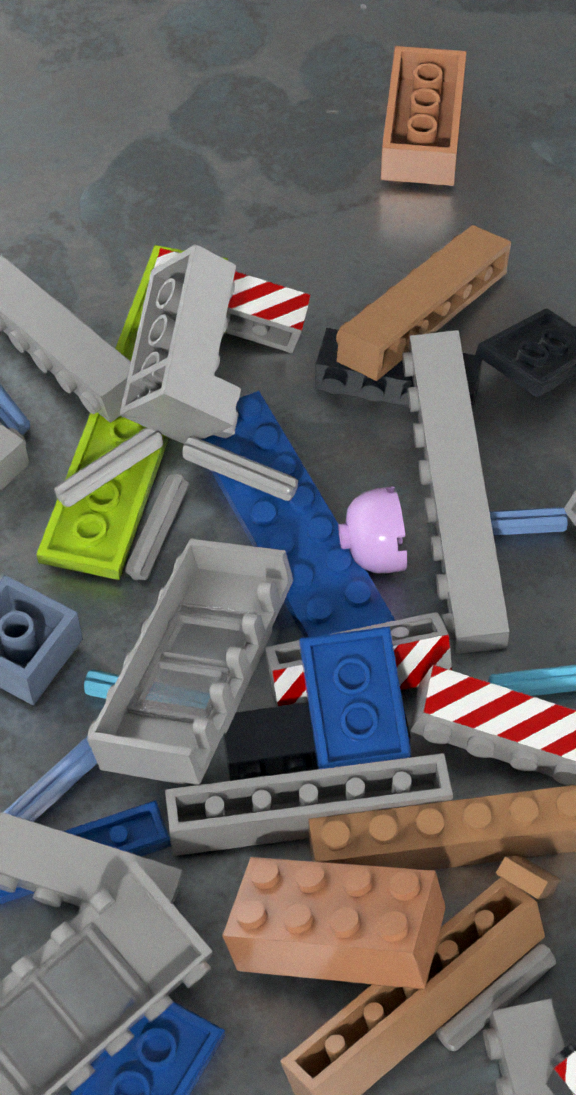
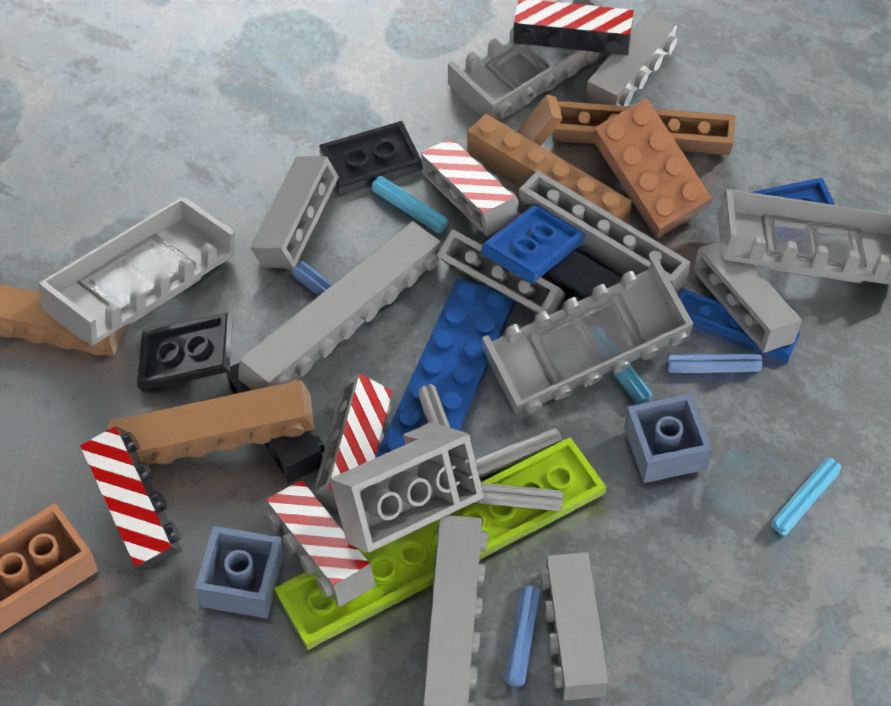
camera: 135 degrees left, 0 degrees up
(265, 238) = (239, 572): none -> sand blue brick
(301, 400) = (353, 433): none -> brick
(375, 531) = (412, 325): lavender cylinder -> none
(412, 208) = (131, 497): none -> brick

